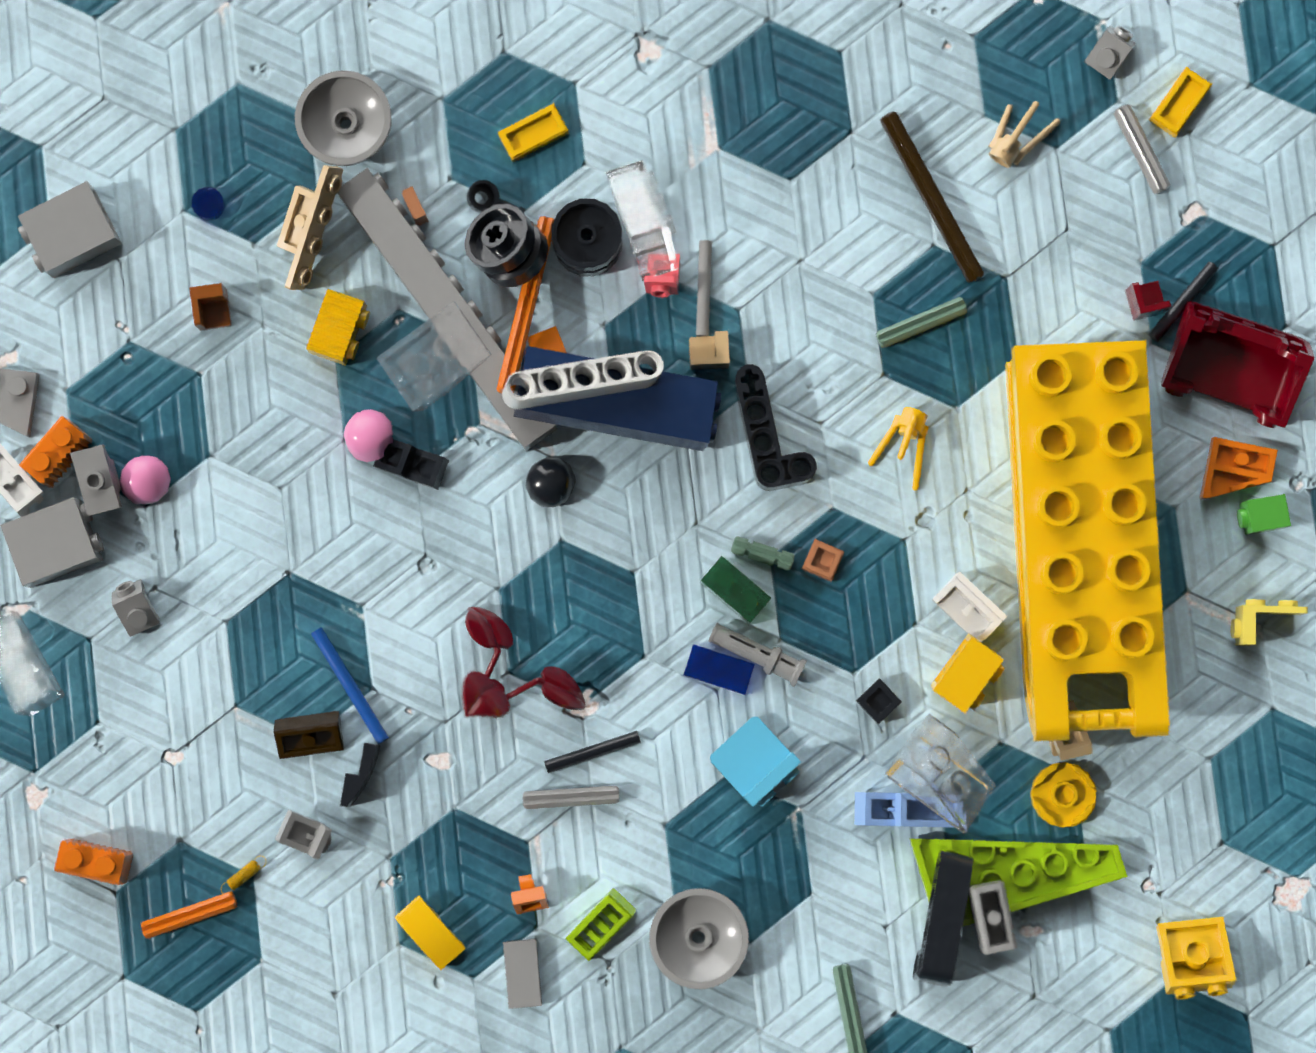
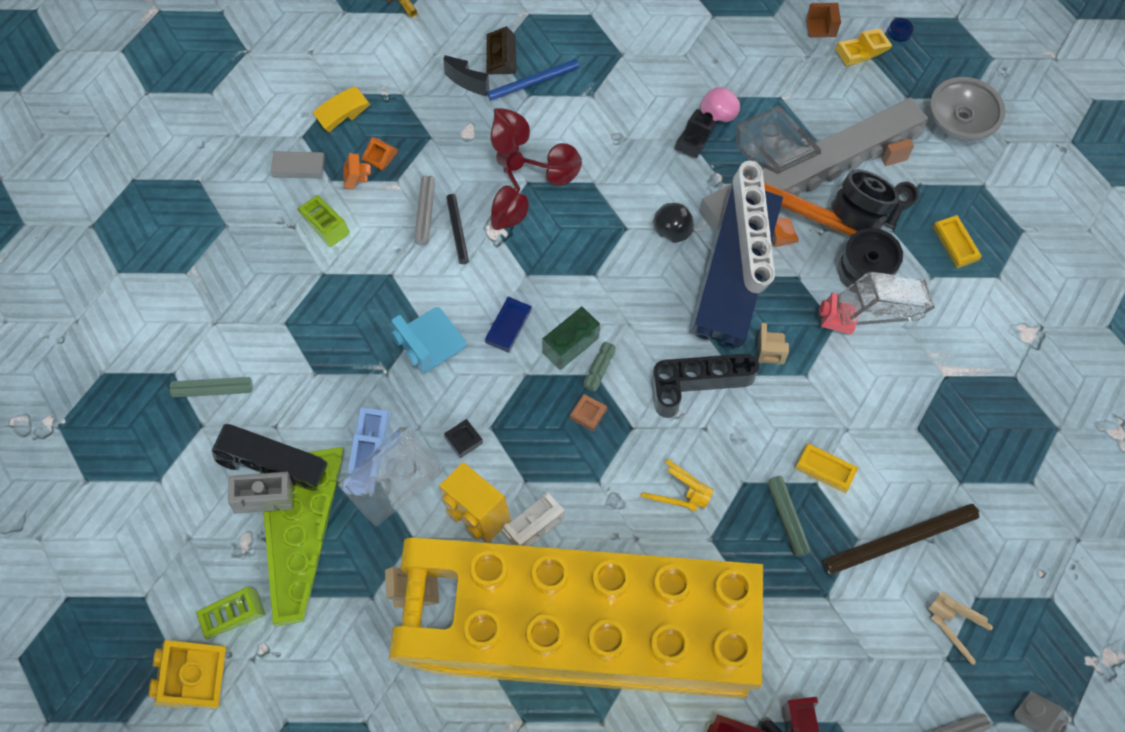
camera: 95 degrees right, 20 degrees down
(245, 252) = (866, 46): none -> yellow slope
(304, 834) = (429, 38): light grey bracket -> none
(305, 225) = (882, 79): tan bracket -> none
(337, 327) = (804, 94): yellow brick -> none
(490, 870) = (379, 153): none -> orange slope
(702, 963) = (290, 265): light grey dish -> none
(704, 284) = (826, 349): light grey bar -> none
(771, 659) = (510, 360): light grey pin -> none
(856, 282) = (826, 468): none -> yellow tile
(1063, 794) = (356, 583): yellow tile -> none
(1096, 911) = (255, 612): none -> lime slope

